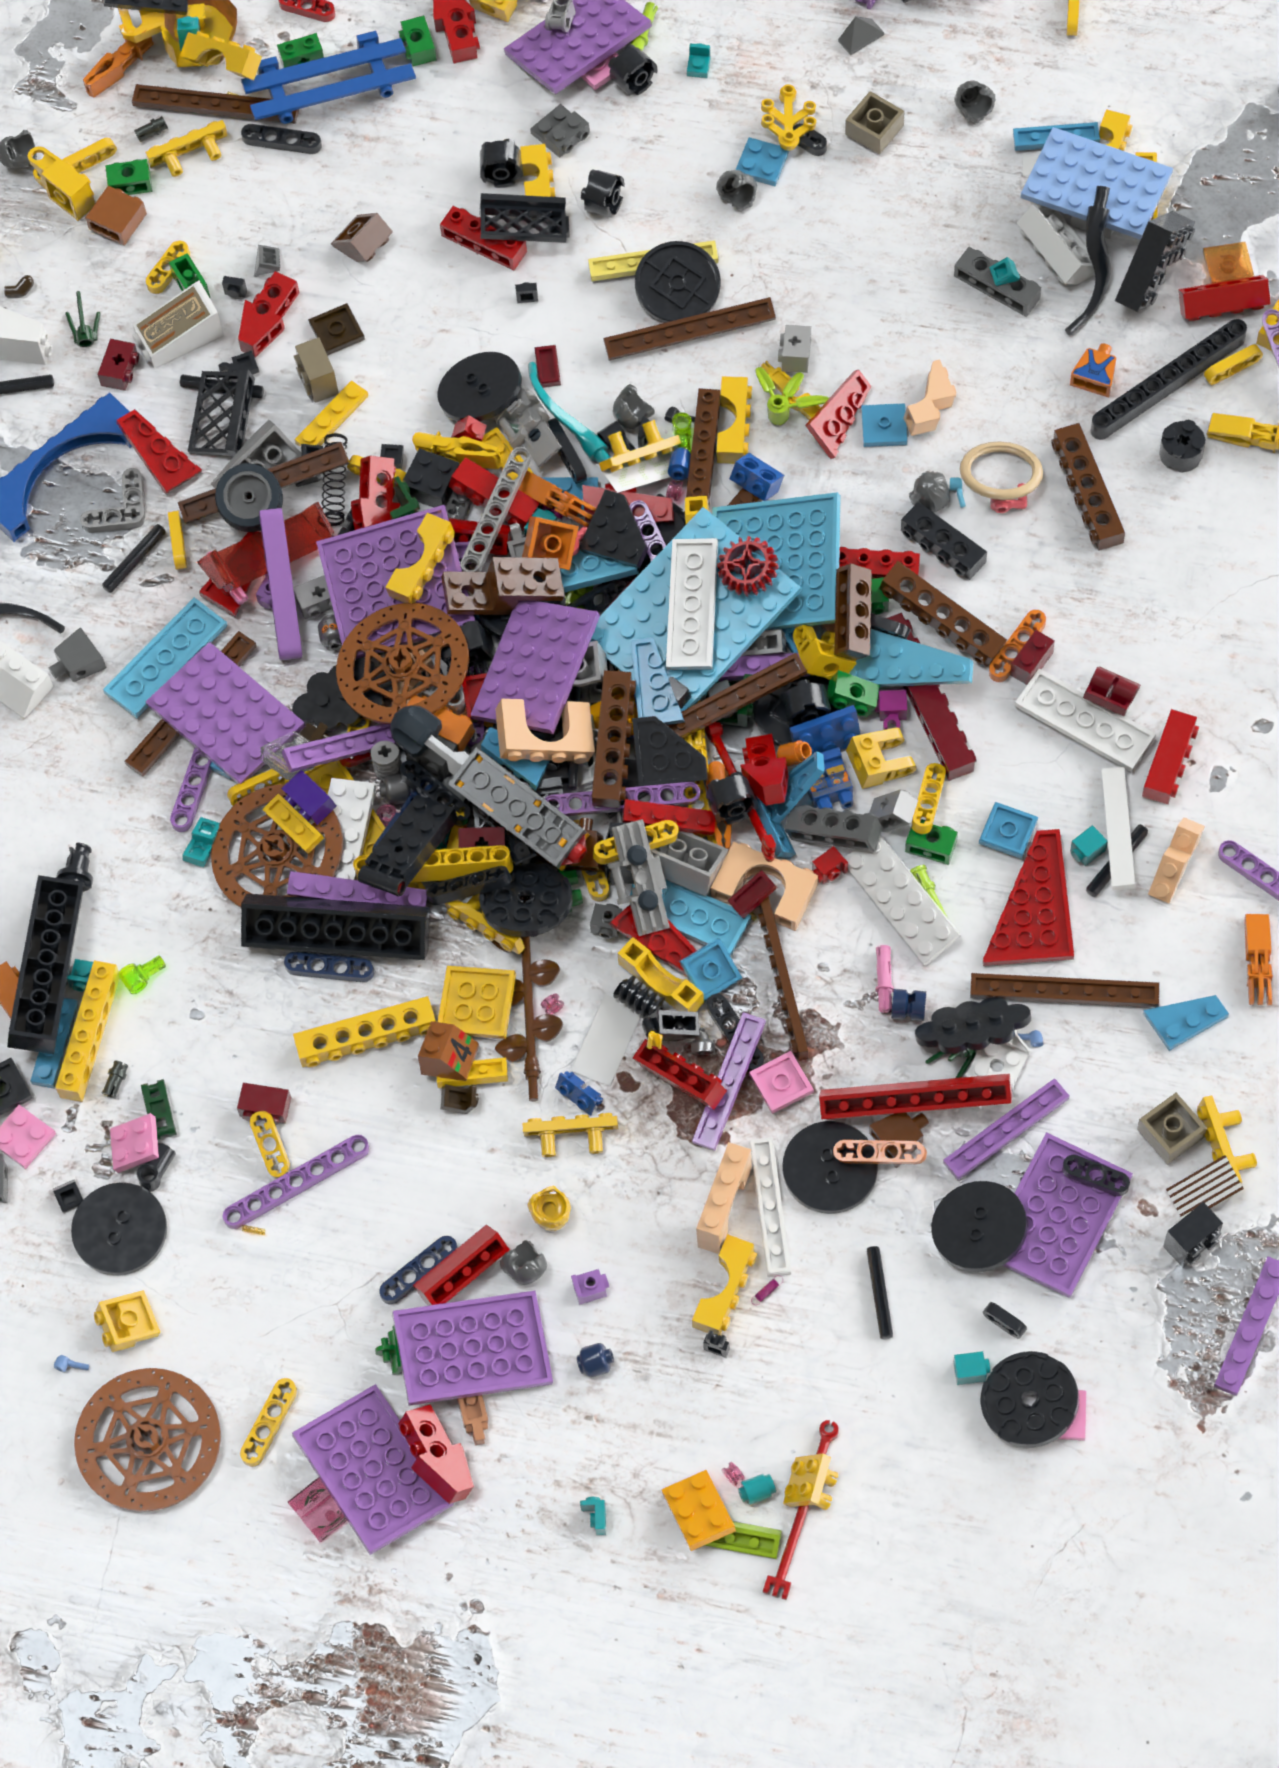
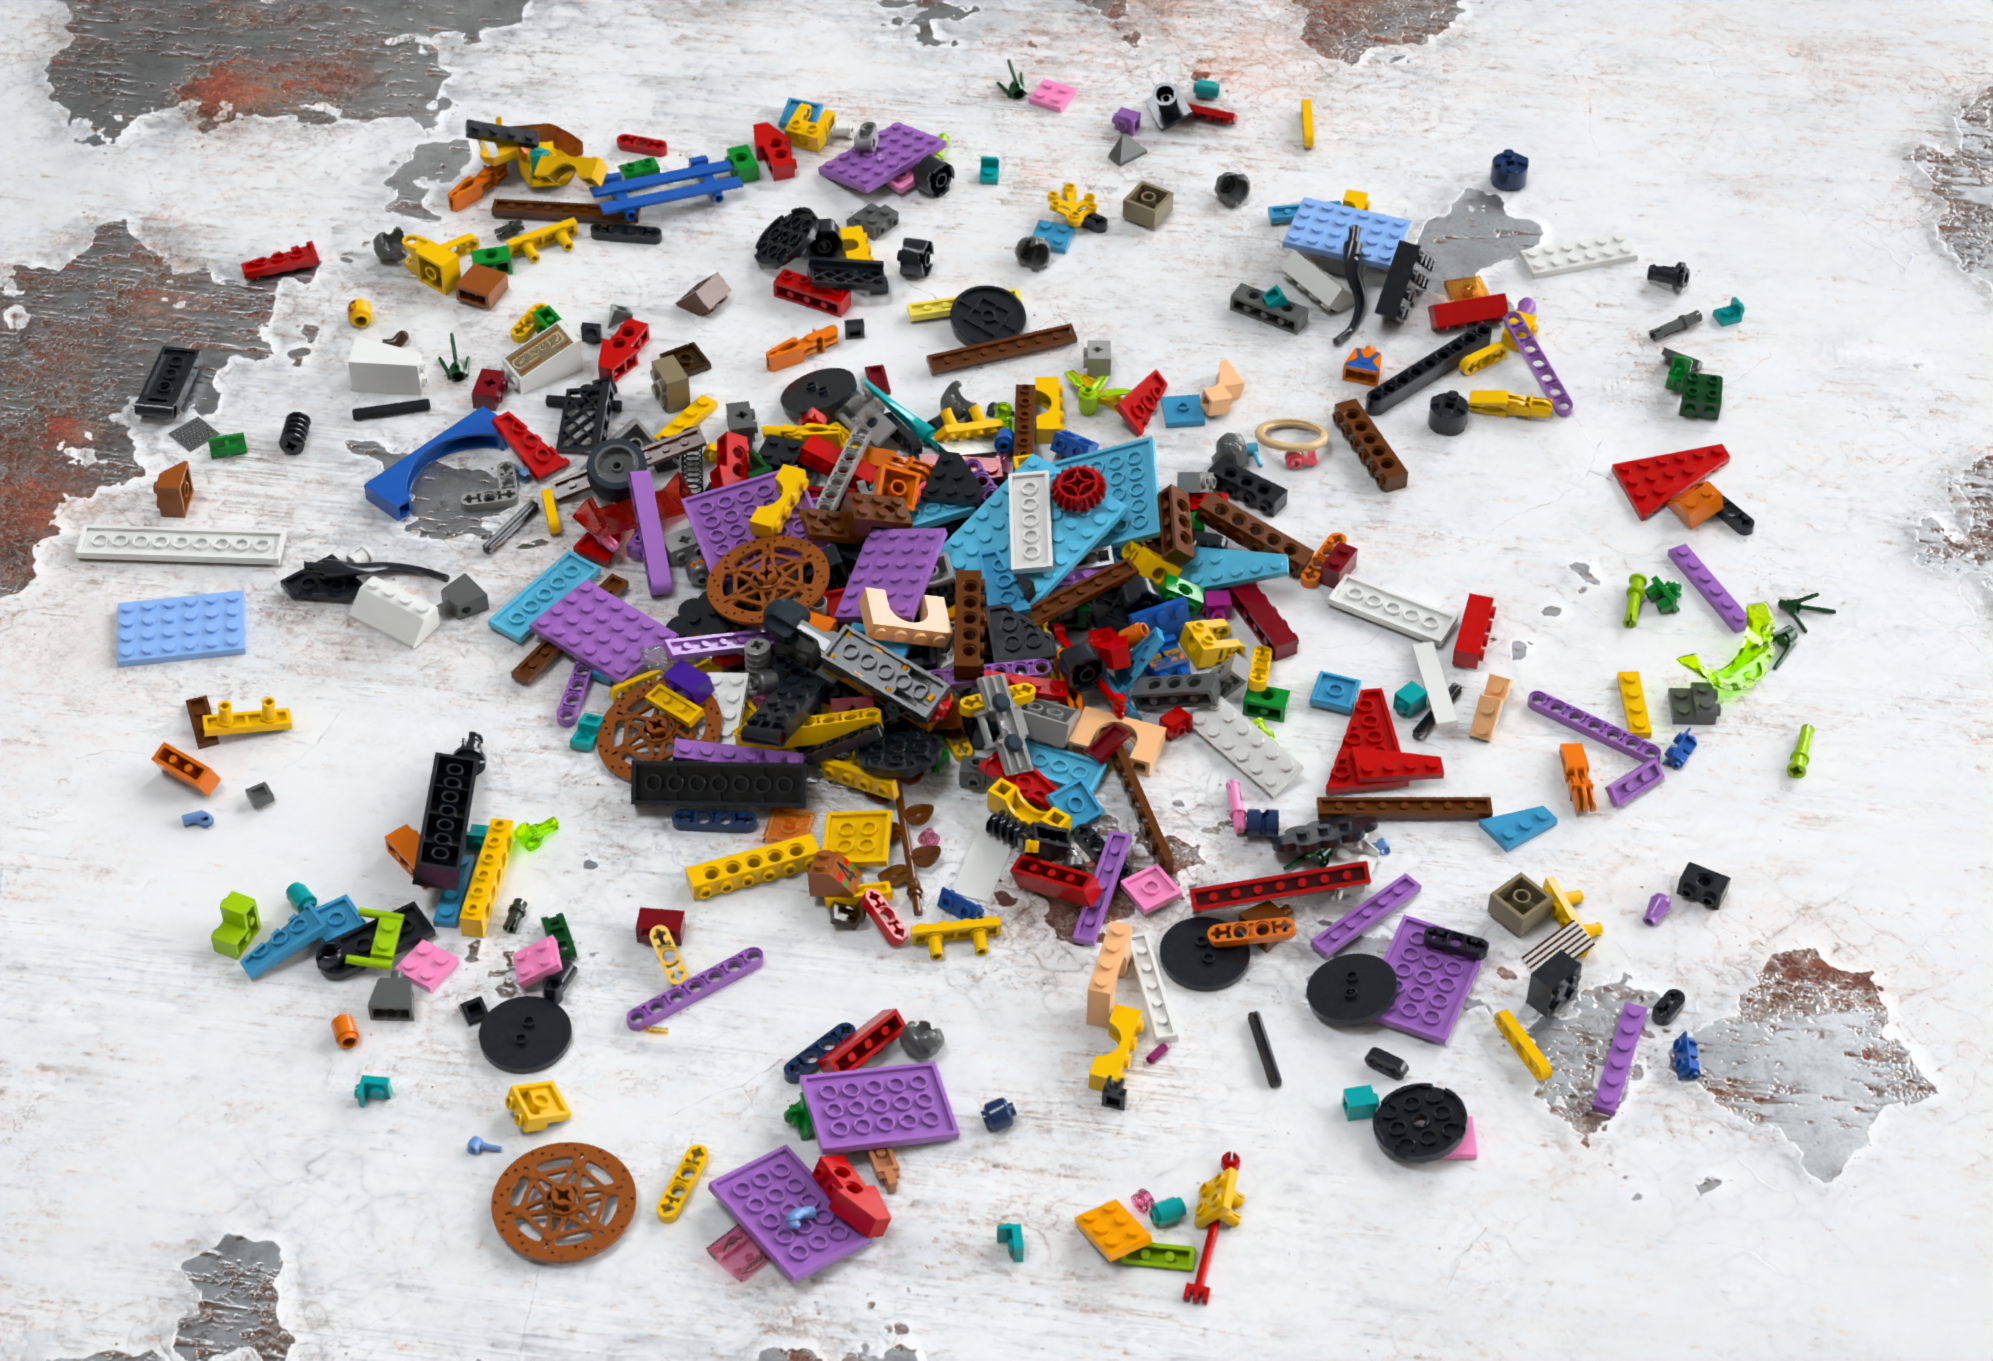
camera: 10 degrees left, 20 degrees down
(151, 485) = (523, 474): none -> medium blue hand
(377, 1478) = (798, 1214): none -> medium blue arm
(390, 422) = (741, 419): none -> dark grey brick
(406, 979) = (787, 824): none -> clear orange plate
(459, 321) = (794, 350): none -> orange arm
(474, 150) = (786, 238): none -> black plate
(494, 1116) = (875, 905): none -> red beam
(549, 1209) = (942, 997): yellow hair -> none
(590, 1293) = (987, 1056): medium lavender brick -> none
(885, 537) = (1196, 482): none -> light grey brick
(1055, 937) = (1392, 766): none -> red wing
(1111, 691) = (1407, 583): dark red plate -> none
(1151, 1305) = (1523, 1045): none -> yellow beam

